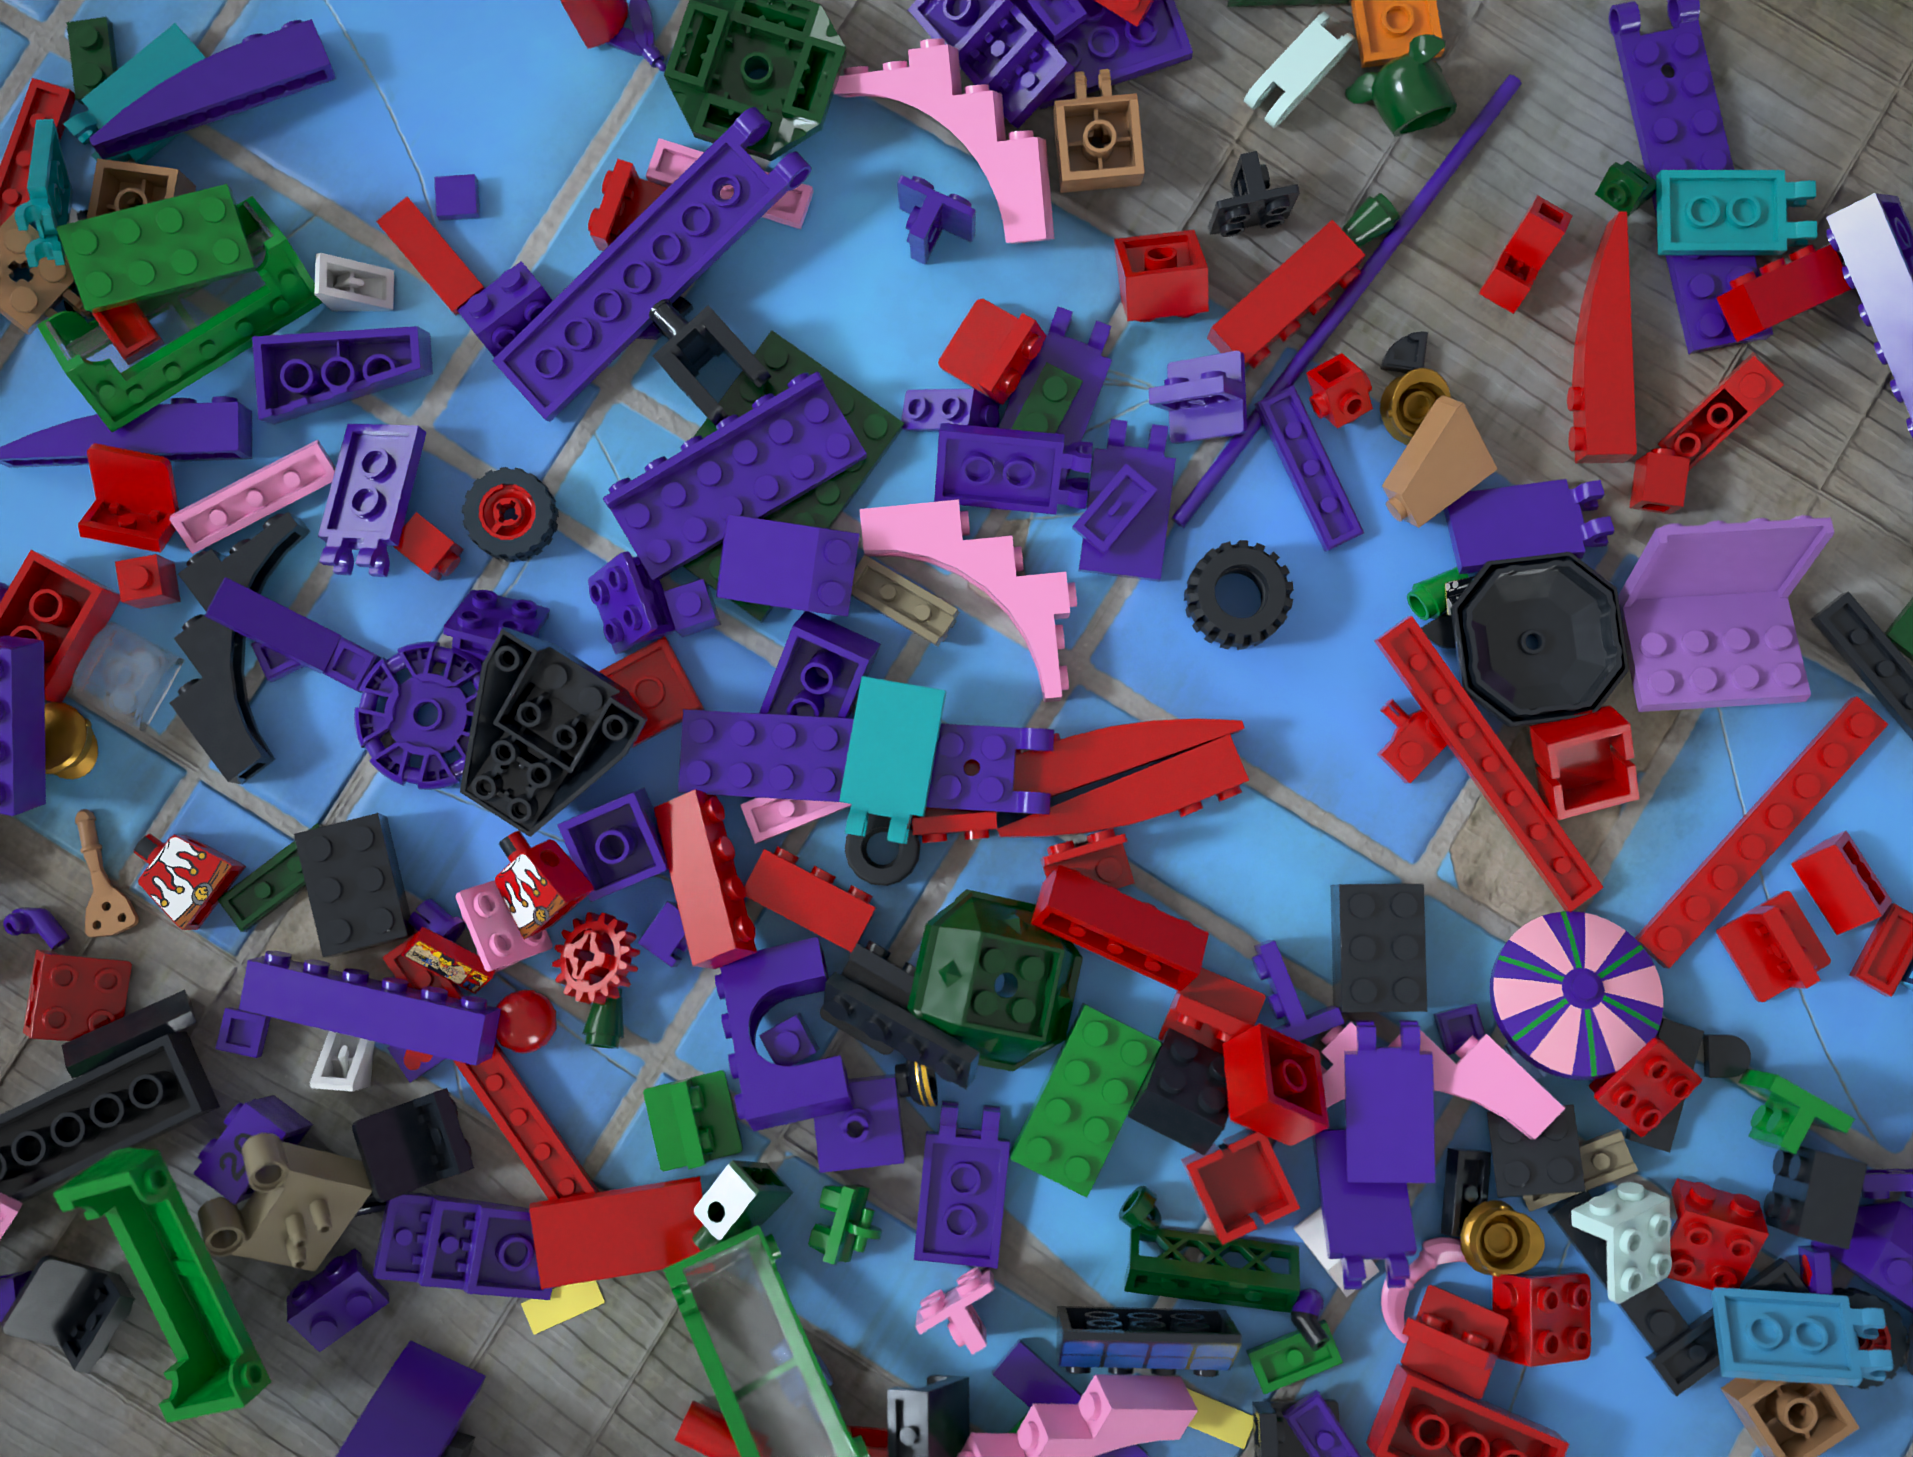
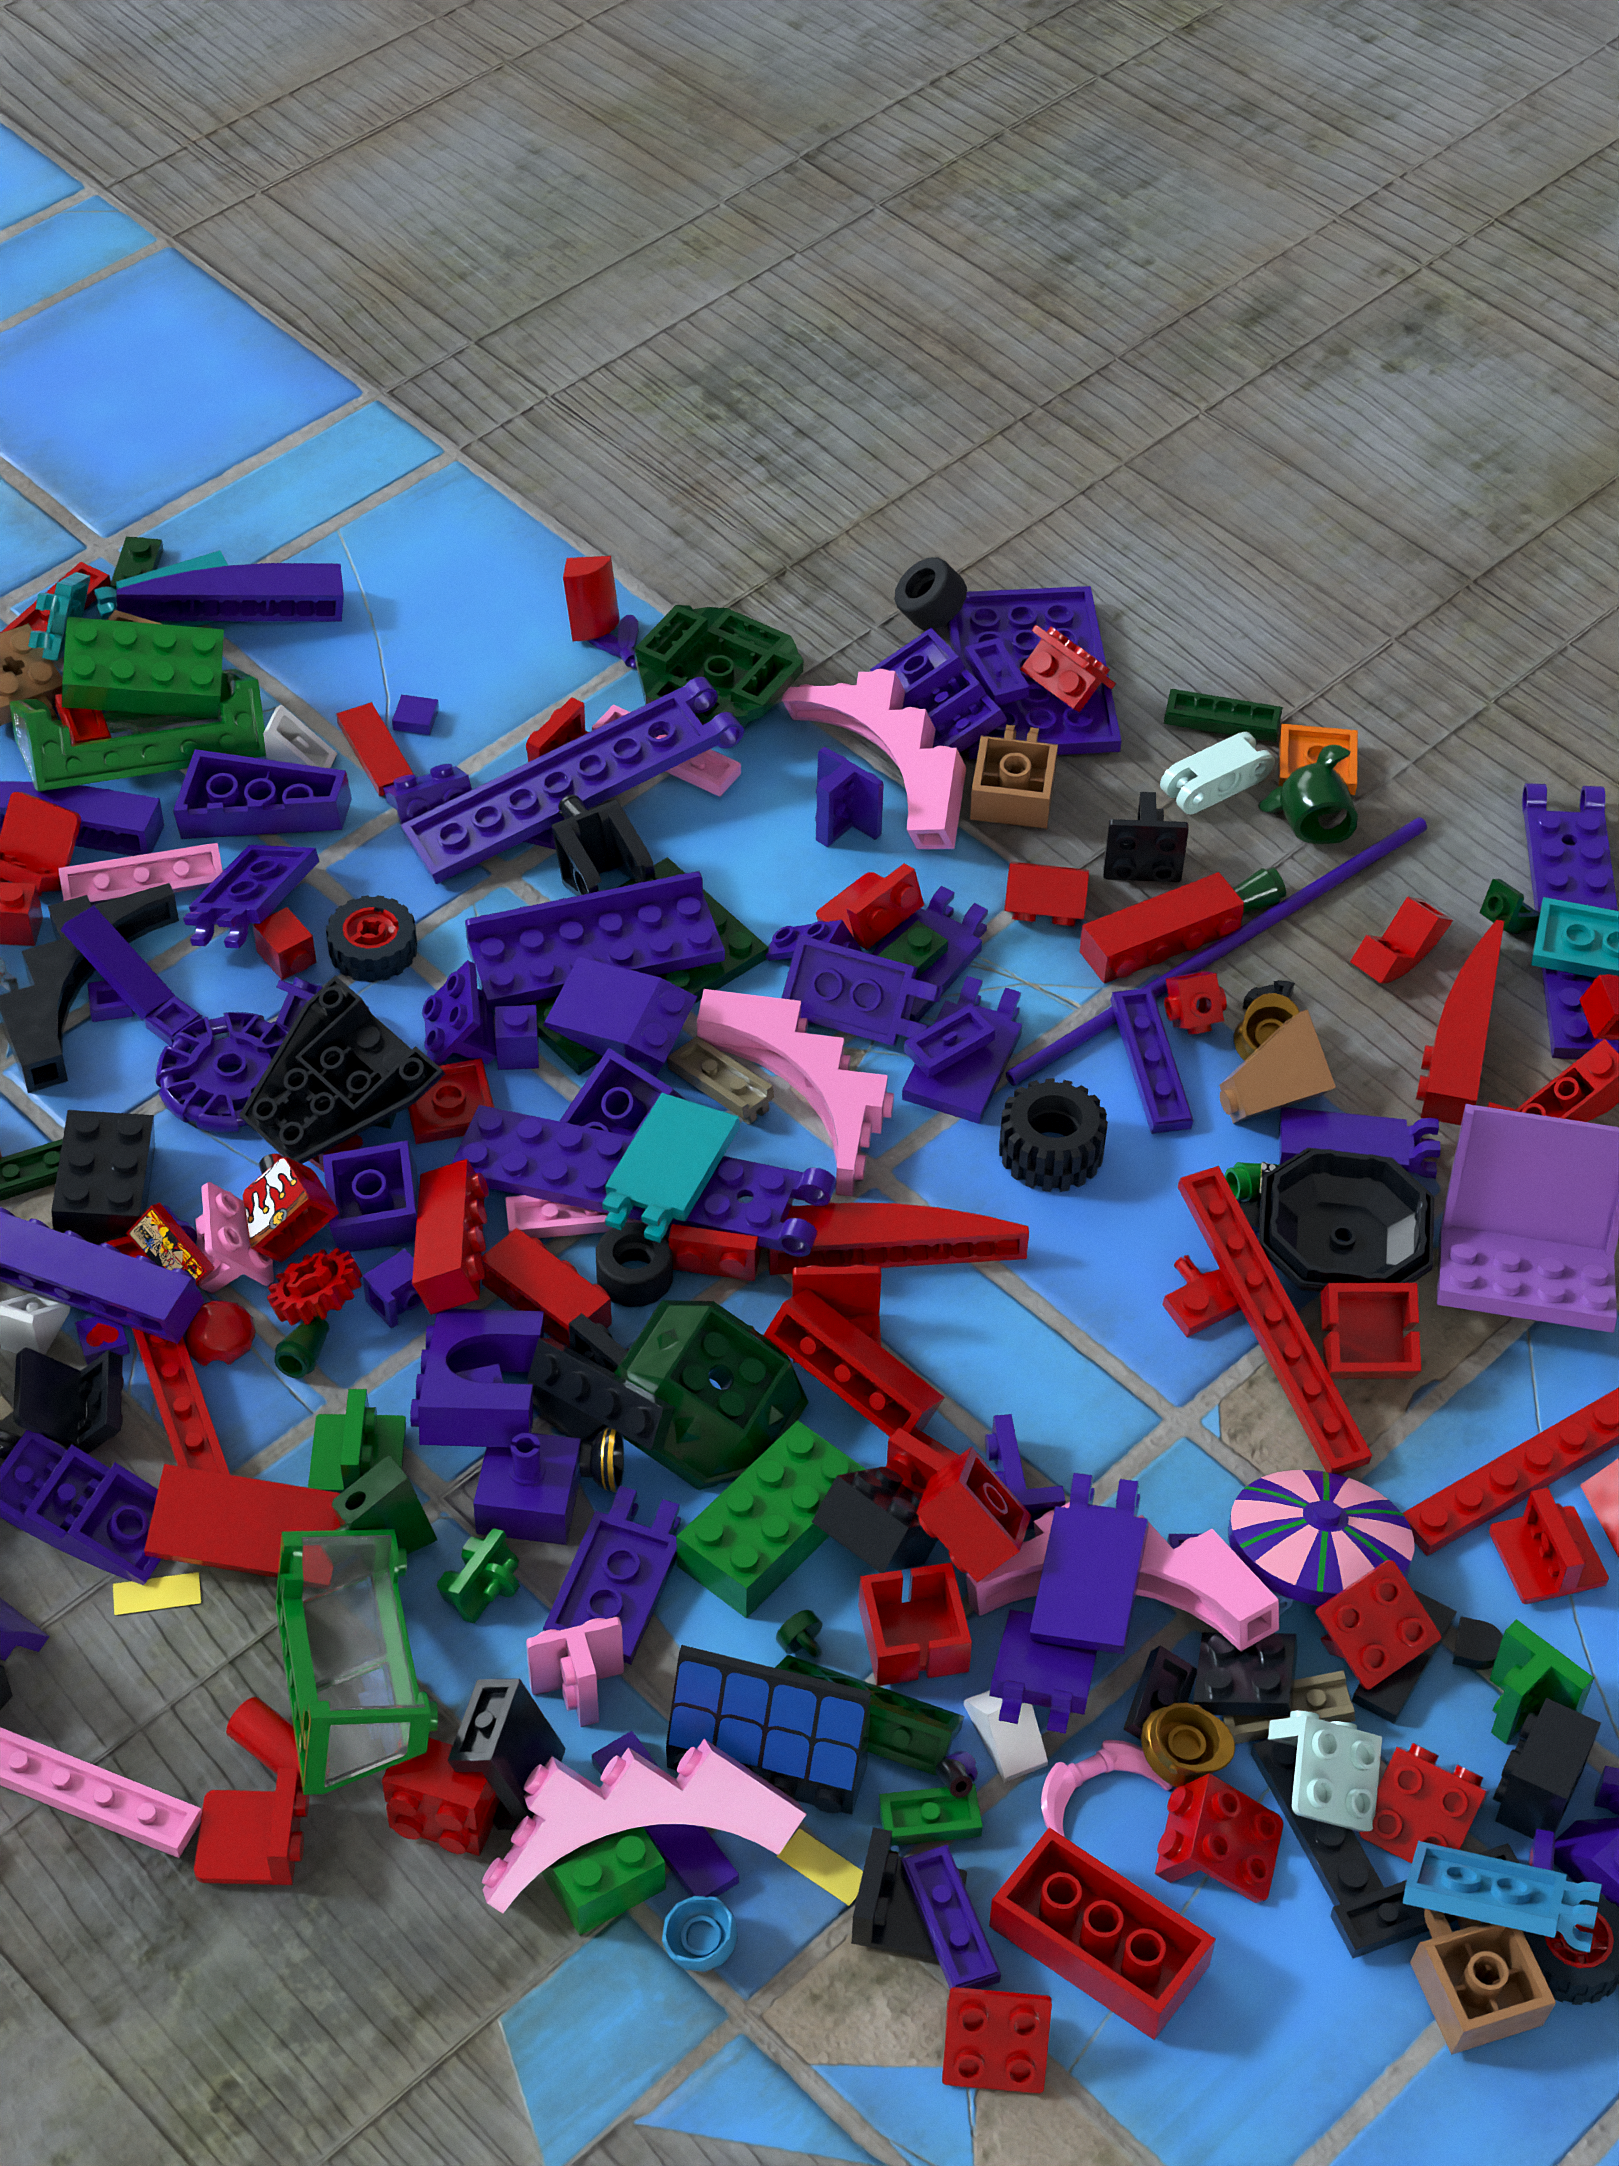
camera: 10 degrees right, 35 degrees down
(1144, 795) = (918, 1275): red slope -> none
(1204, 397) = (1058, 977): dark purple bracket -> none
(1378, 947) = (1123, 1436): black brick -> none
(1454, 1341) = (1114, 1825): red bracket -> none

